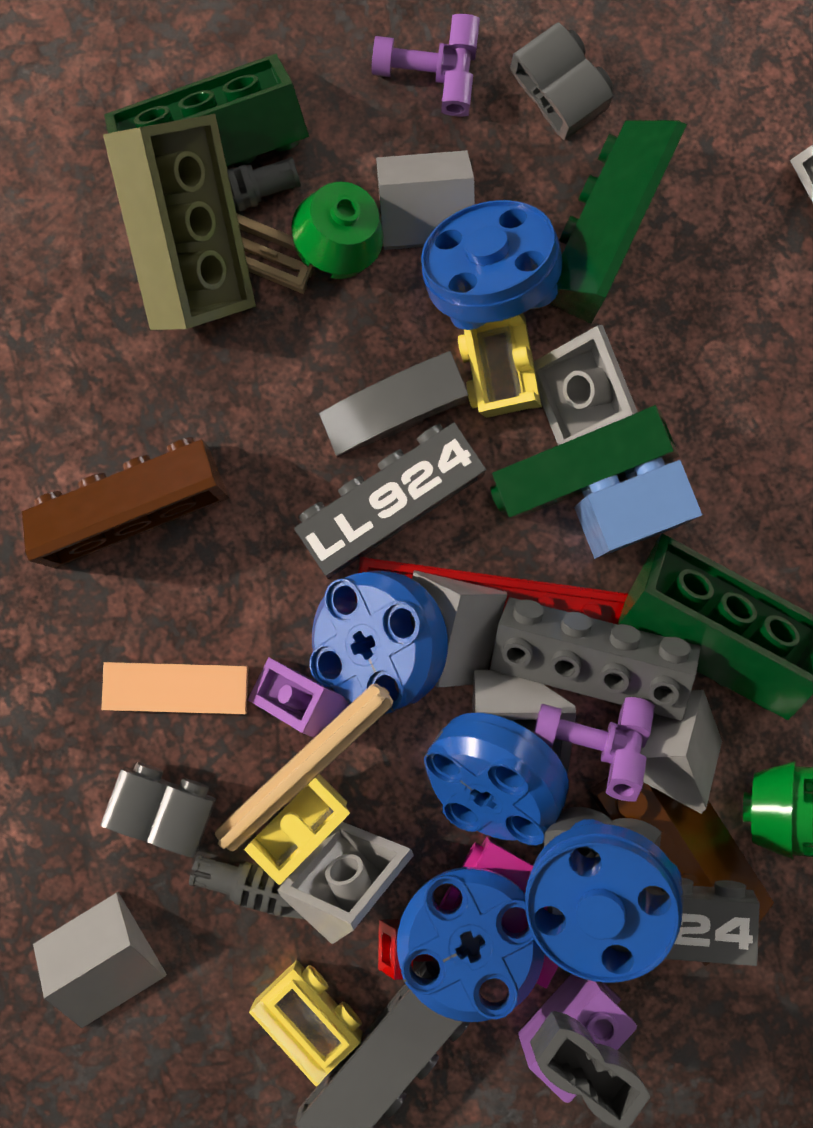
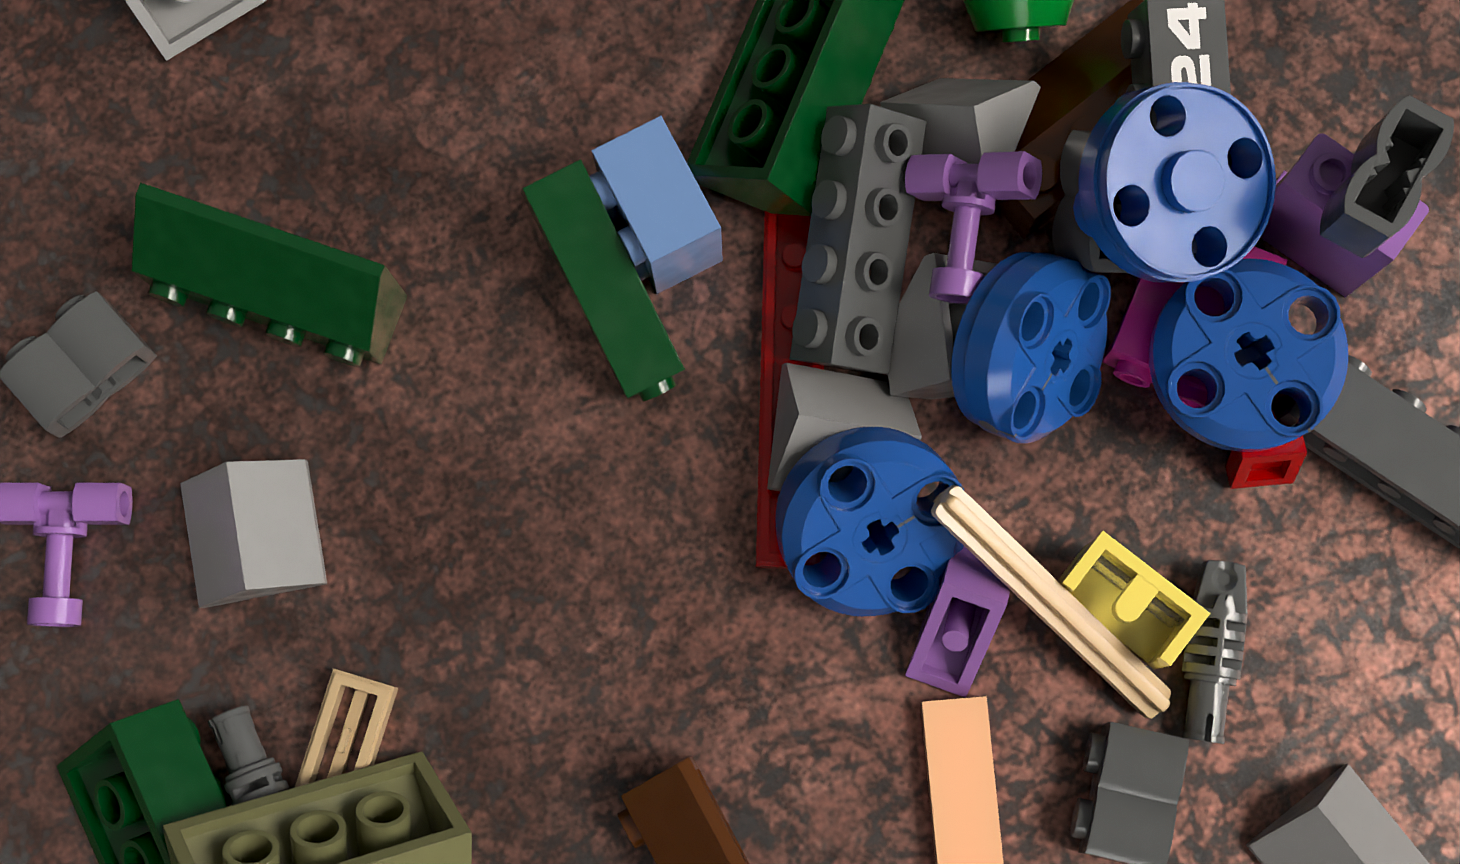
camera: 90 degrees left, 5 degrees down
(307, 1021) = (1375, 564): light yellow window -> none
(338, 230) = (309, 644): green cone -> none
(343, 879) = (1191, 529): light grey slope -> none
(390, 499) = (677, 533): dark grey brick -> none
(394, 404) = (544, 541): dark grey slope -> none
(491, 263) = (342, 426): blue piece -> none
(500, 367) = (474, 406): light yellow window -> none
(582, 386) = (501, 293): light grey slope -> none

